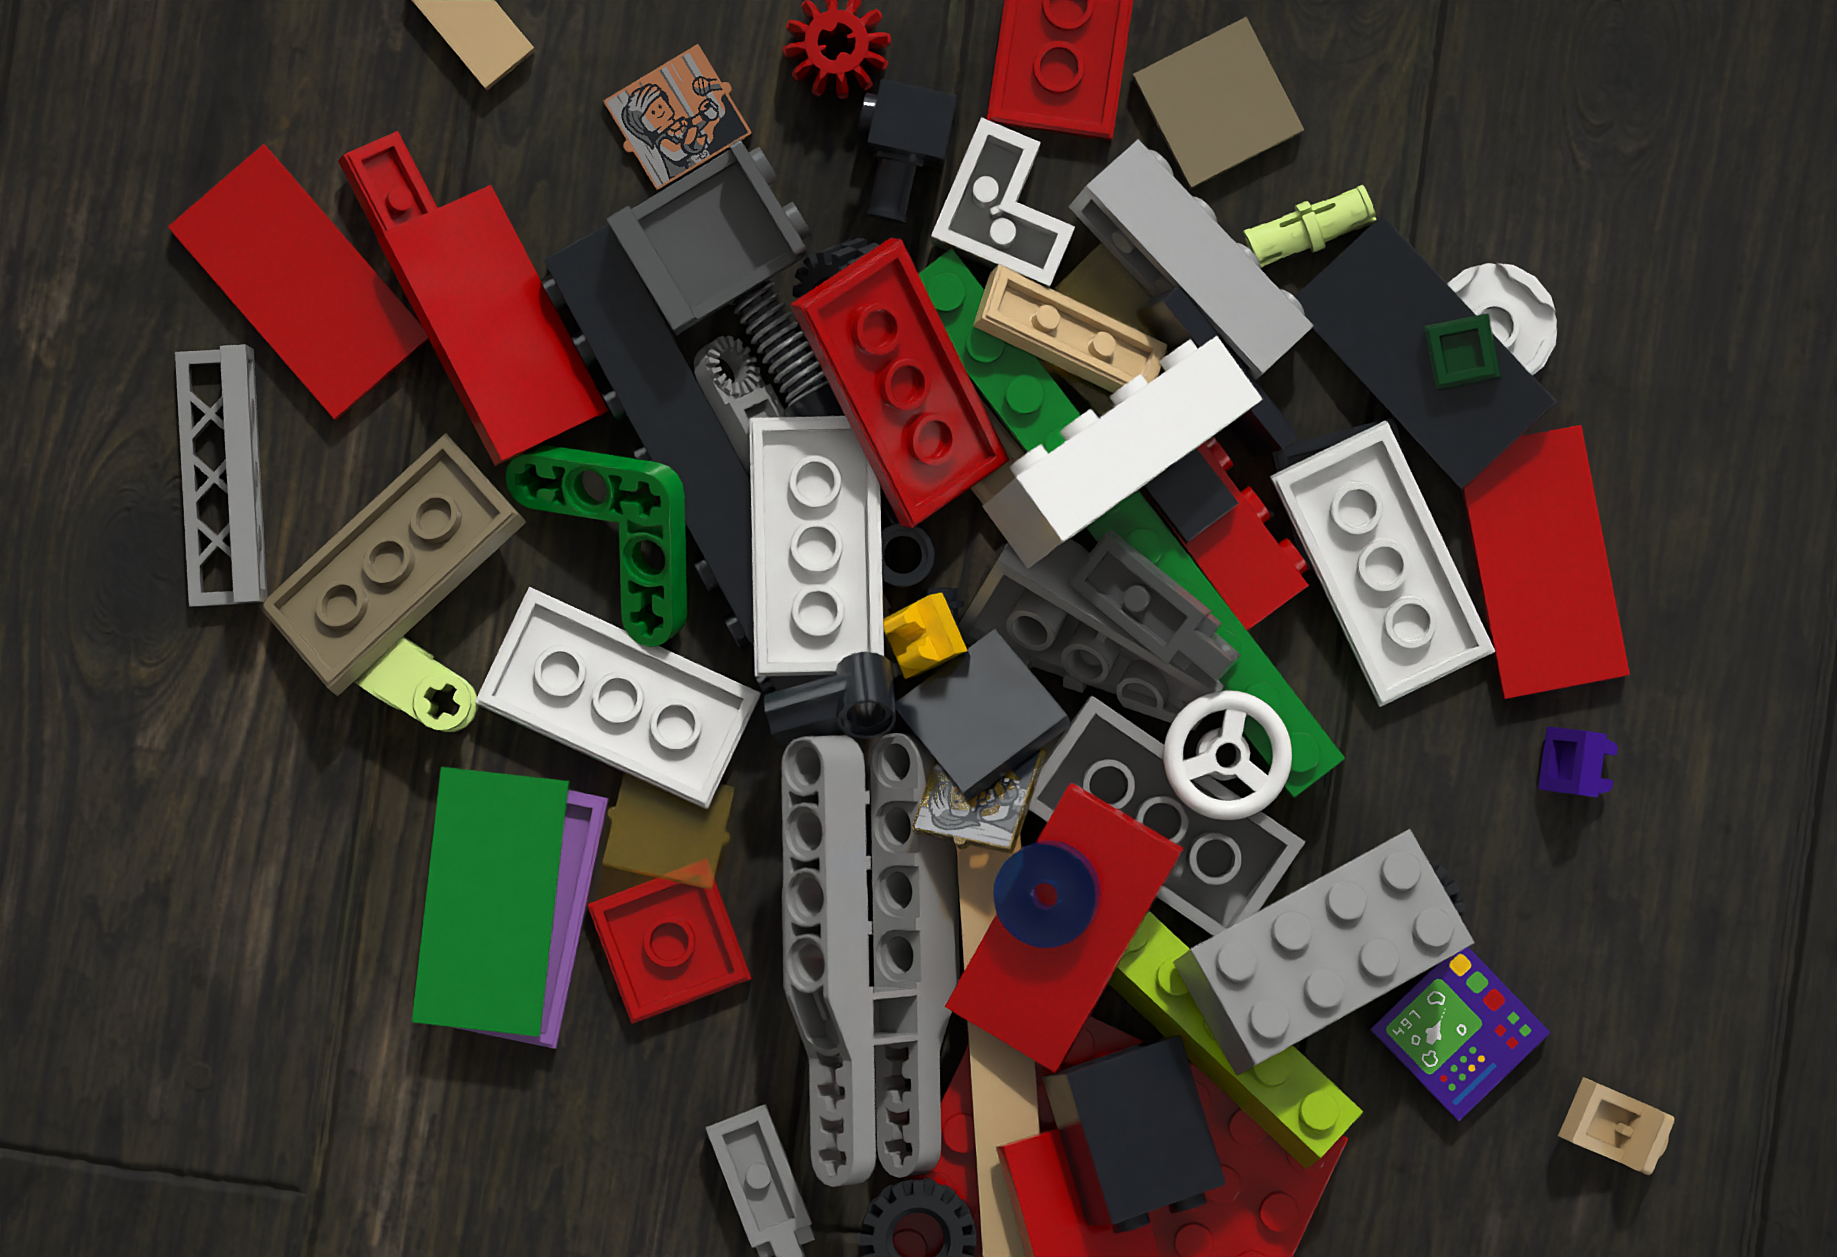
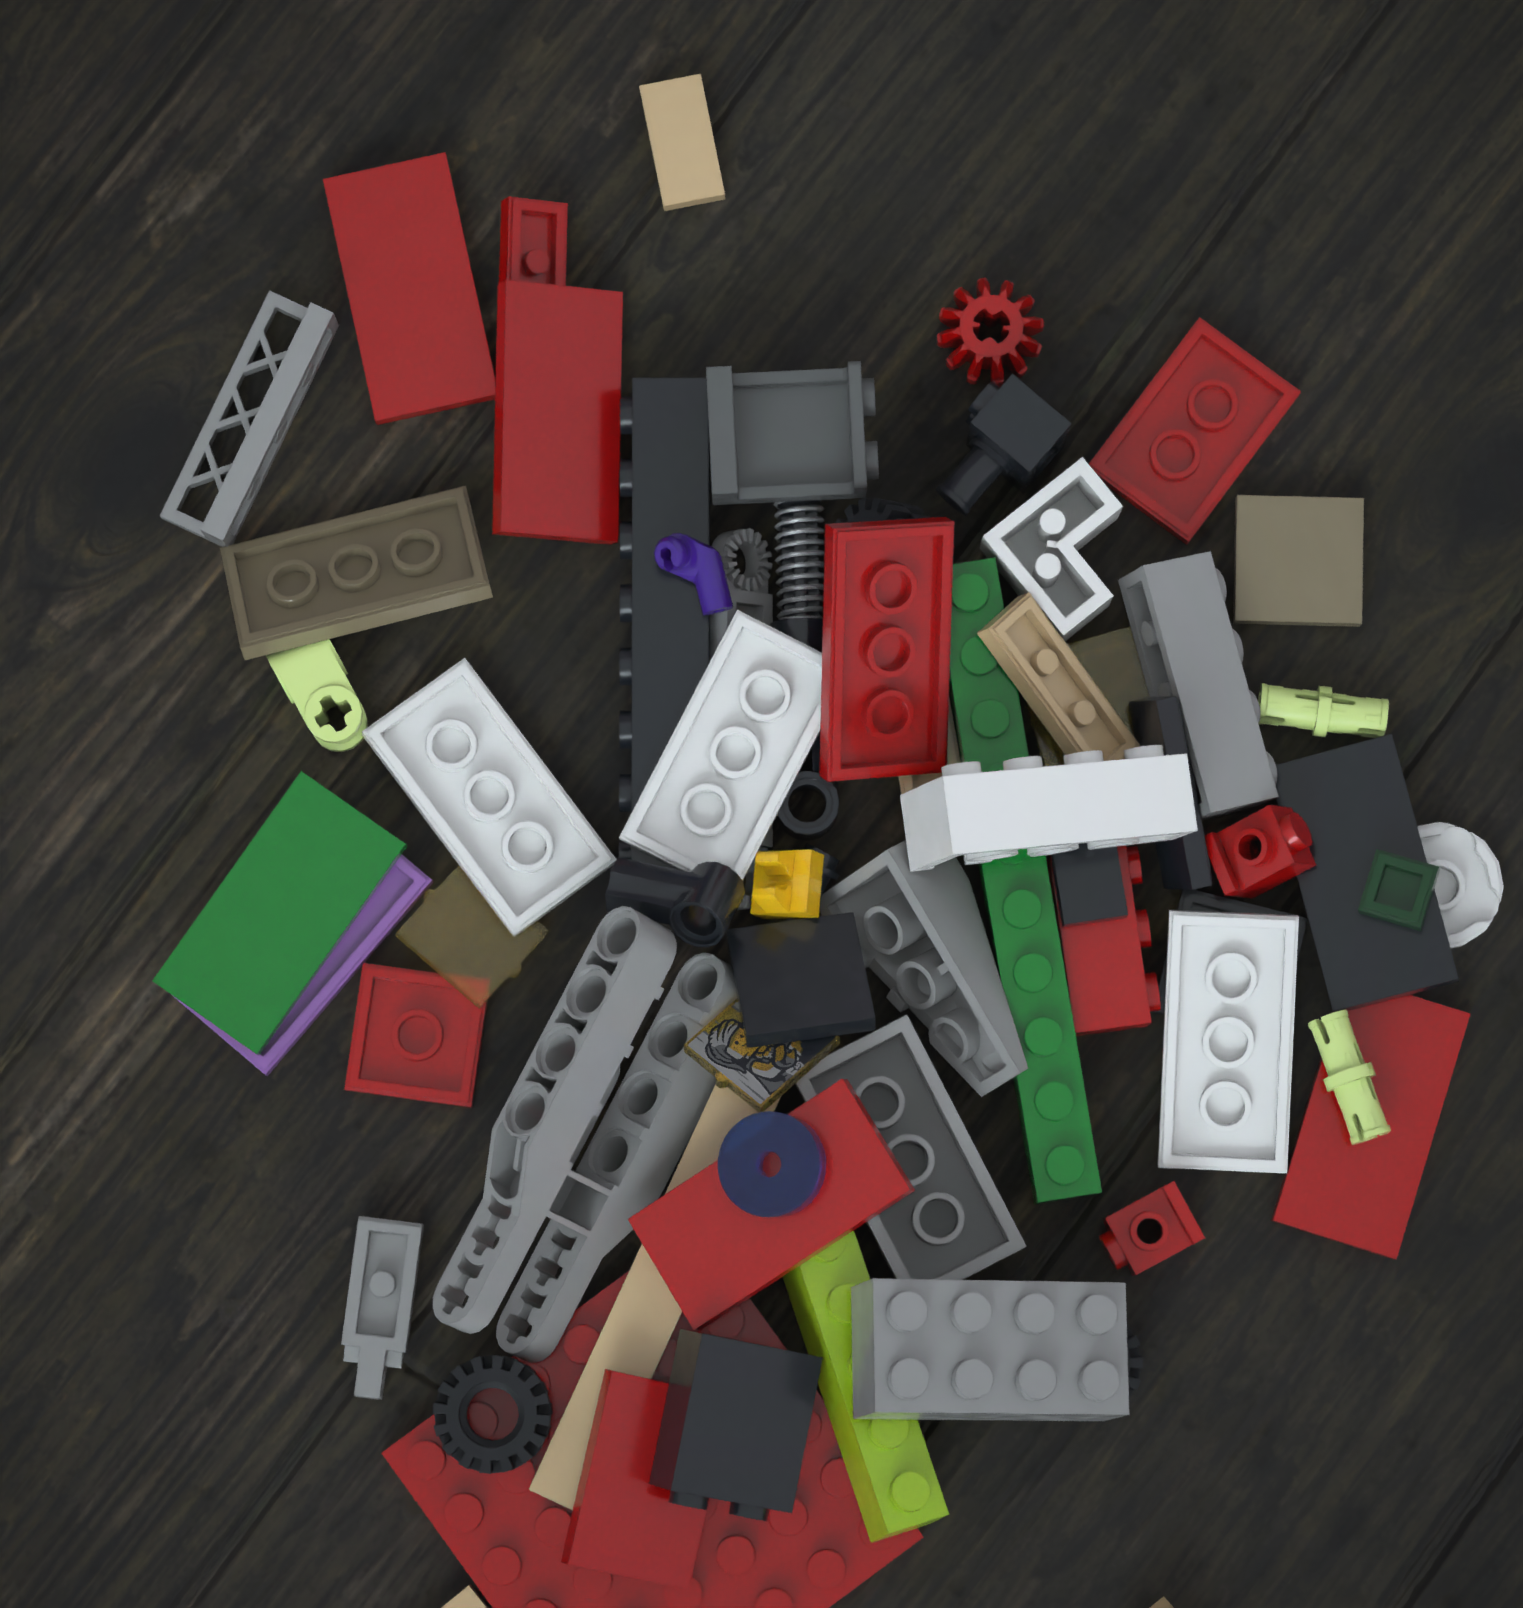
camera: 35 degrees right, 5 degrees down
(636, 519) = (590, 647): green beam -> none
(677, 117) = (817, 319): piece -> none
(693, 396) = (698, 564): none -> dark purple arm
(1152, 607) = (1002, 963): dark grey hinge -> none
(1236, 707) = (1030, 1091): white piece -> none
(1310, 402) = (1282, 856): none -> red brick
(1400, 739) = (1176, 1224): none -> red brick
(1459, 1031) = (1075, 1495): tile -> none
(1506, 539) = (1349, 1077): none -> yellowish green pin
(1575, 761) = (1306, 1309): dark purple tile -> none

